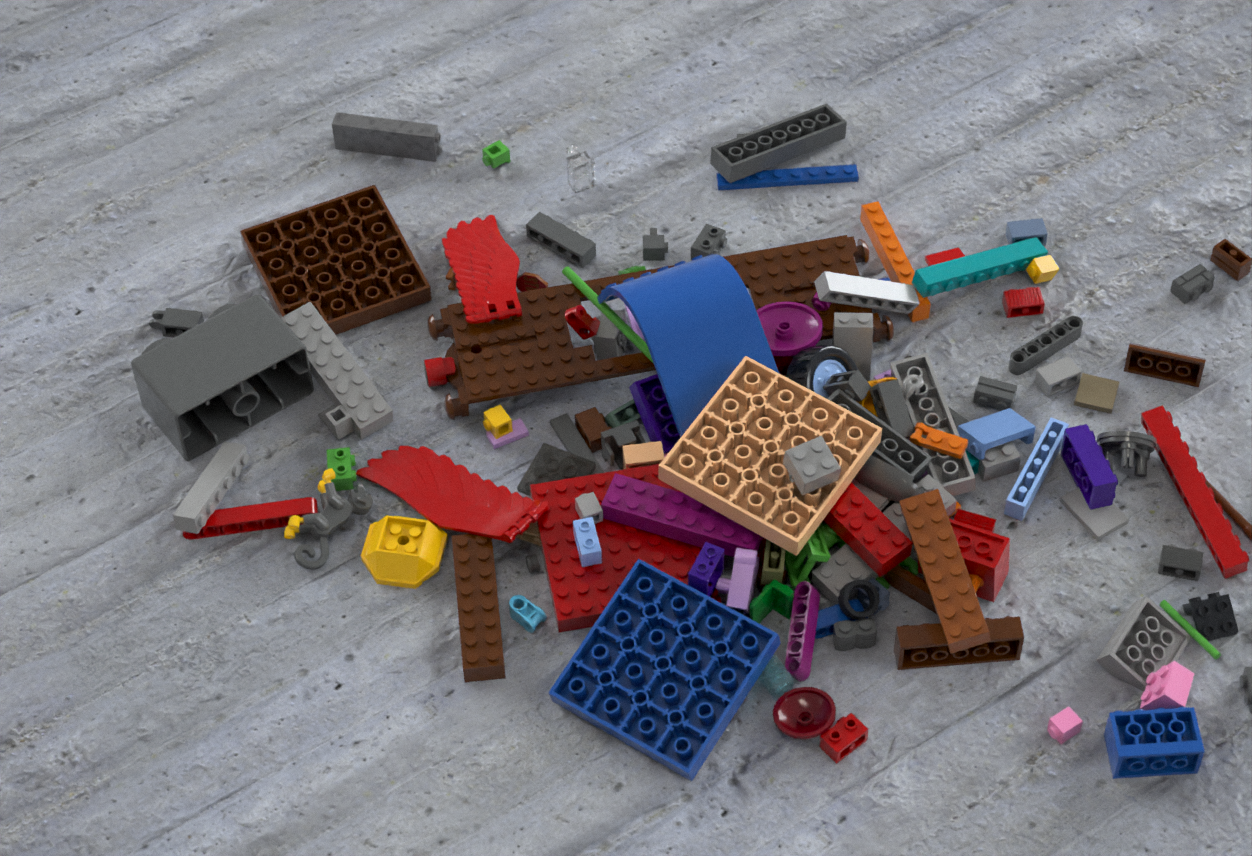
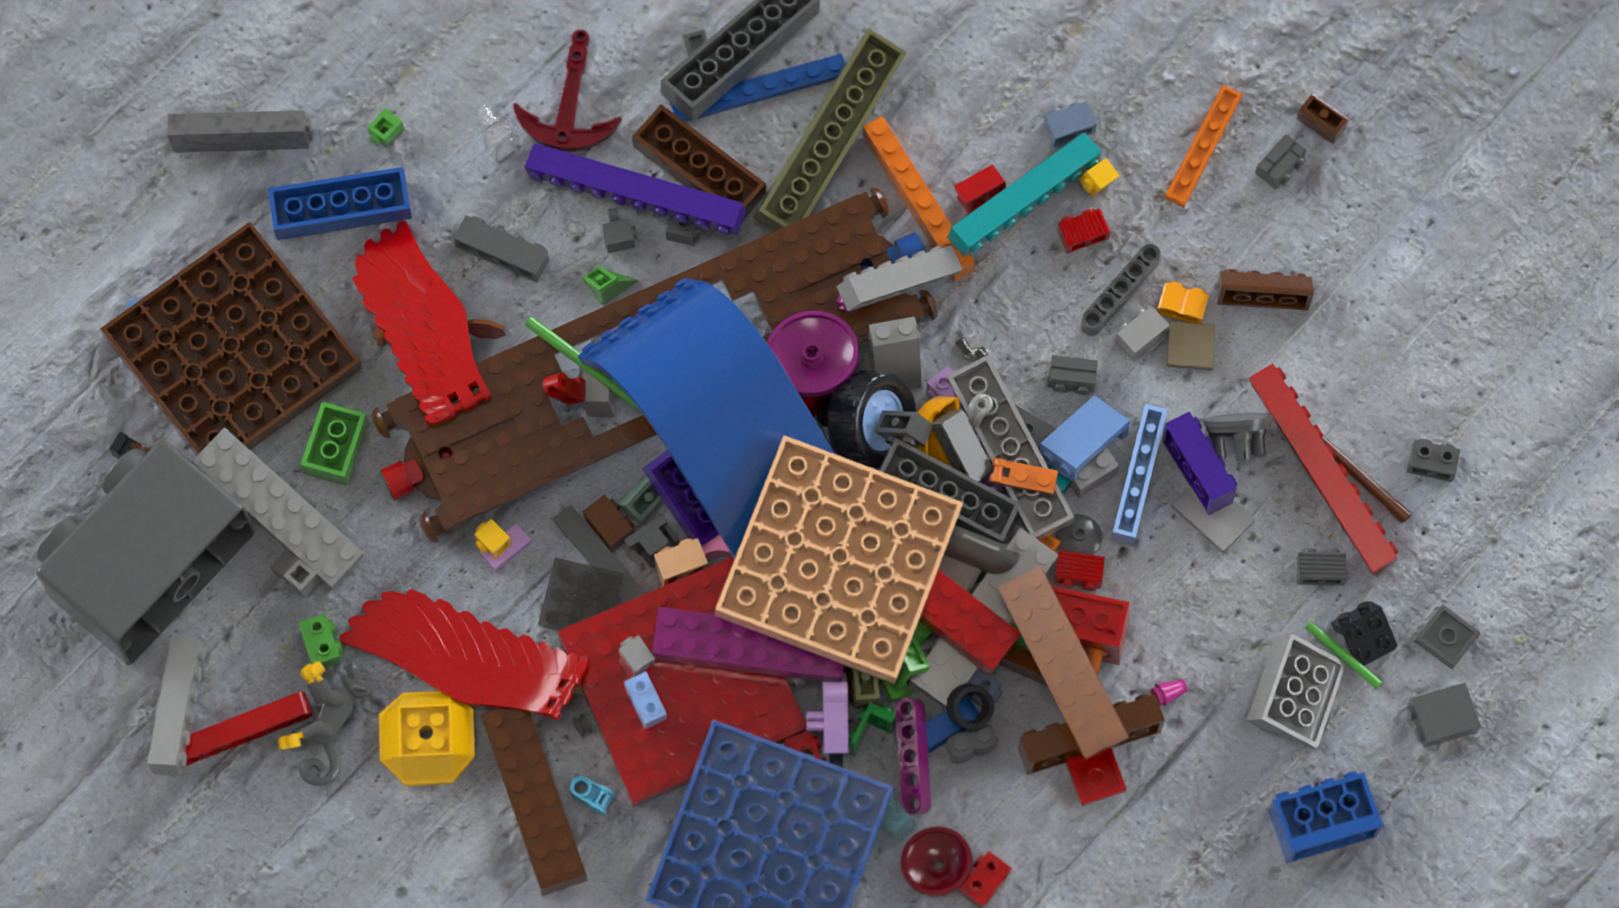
camera: 15 degrees left, 20 degrees up
(175, 321) = (58, 469): dark grey hinge -> none
(394, 339) = (334, 443): none -> bright green brick
(447, 192) = (339, 203): none -> blue brick
(630, 179) = (575, 138): none -> dark red piece
(675, 215) = (635, 189): none -> dark purple brick
(707, 569) = (792, 718): dark purple window -> none
(728, 210) = (696, 160): none -> reddish brown brick
(811, 465) = (893, 578): light grey brick -> none
(841, 199) = (831, 131): none -> olive brick
(957, 679) = (1096, 777): none -> red plate
(987, 504) = (1088, 543): none -> dark grey dish
(1034, 628) = (1169, 691): none -> dark pink cone
(1064, 725) = (1224, 812): bright pink brick -> none
(1095, 362) = (1182, 303): none -> light orange brick
(1130, 266) = (1203, 146): none -> orange tile
(1167, 687) = (1330, 749): bright pink brick -> none

